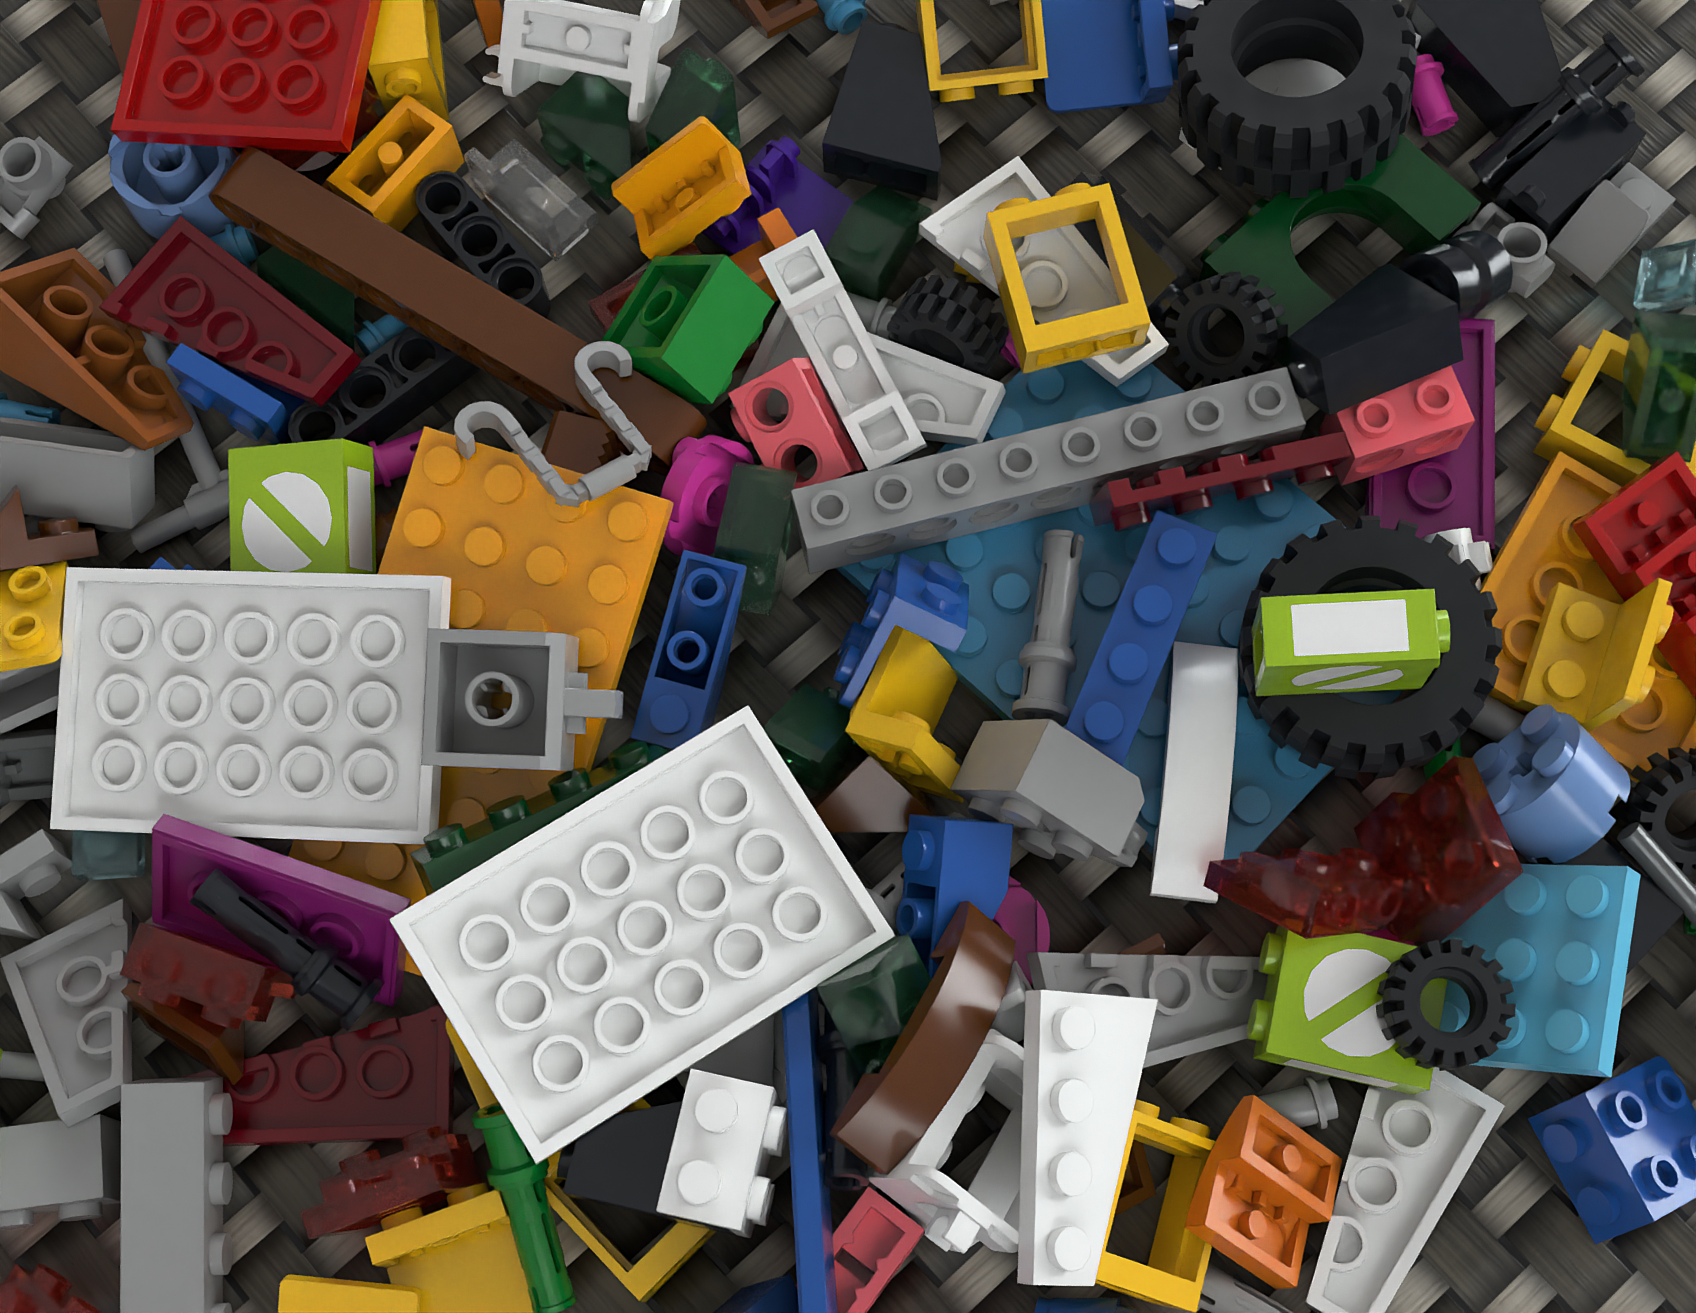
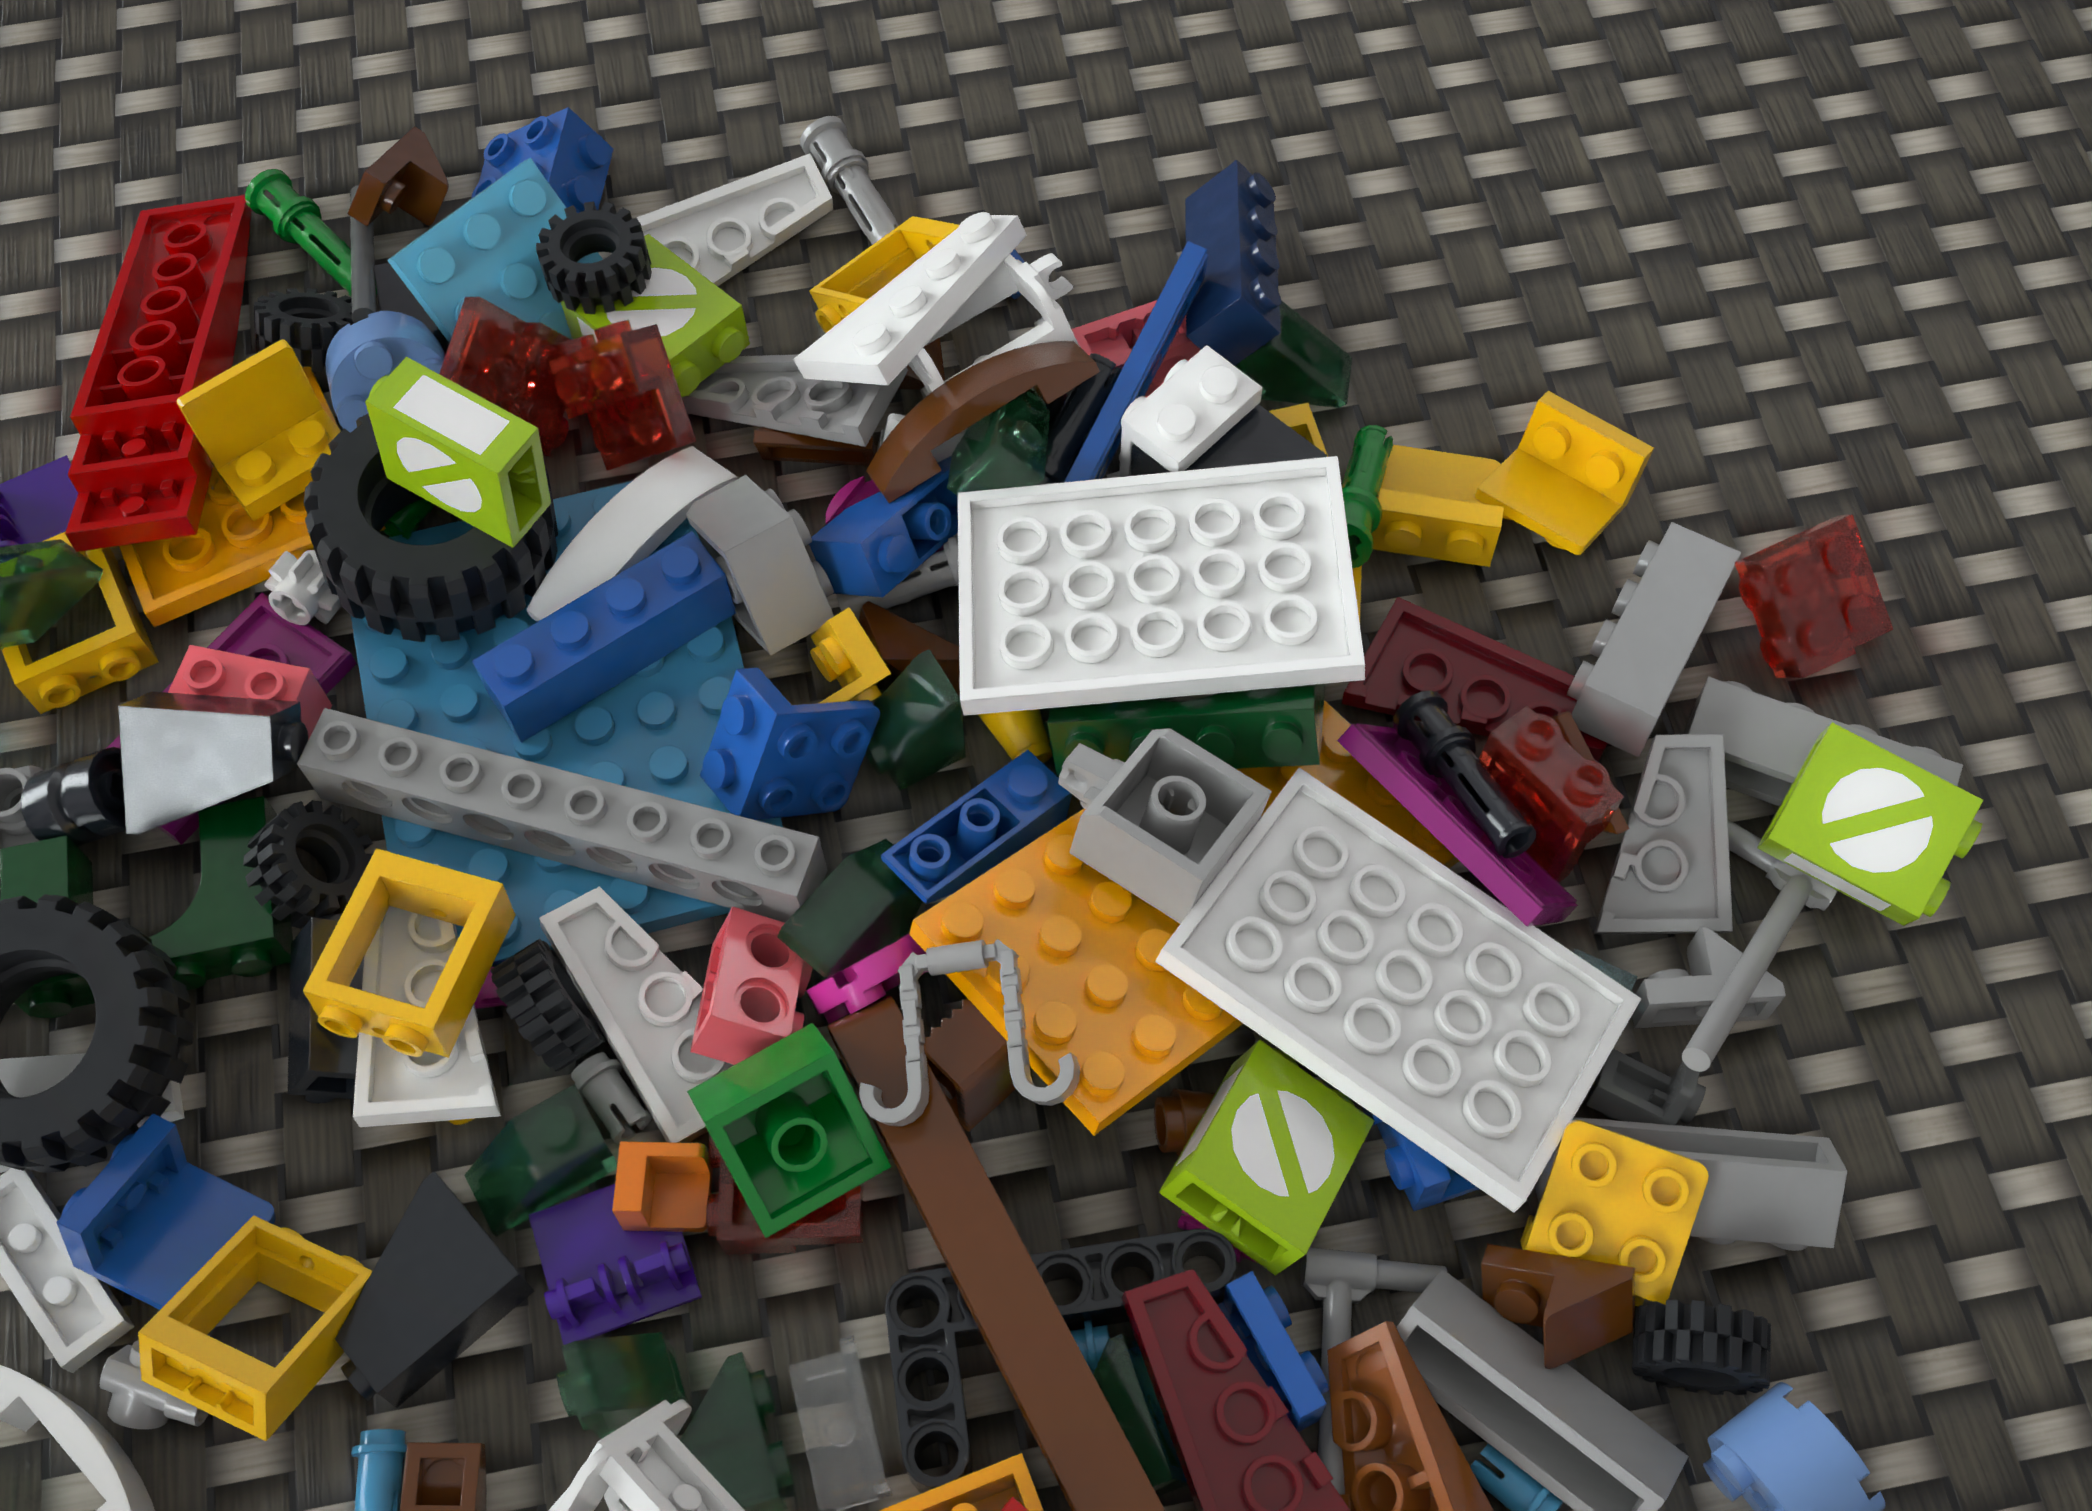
camera: 150 degrees left, 10 degrees down
(379, 1187) = (1462, 555): clear red plate -> none
(394, 457) = (1133, 1210): dark pink pin -> none
(683, 188) = (689, 1286): light orange bracket -> none
(842, 352) = (658, 1022): white slope -> none
(1048, 655) = (679, 676): light grey pin -> none
(1263, 1192) = (816, 262): orange slope -> none
(1305, 459) = (475, 716): dark red wing -> none
(1305, 1103) = (760, 314): light grey pin -> none

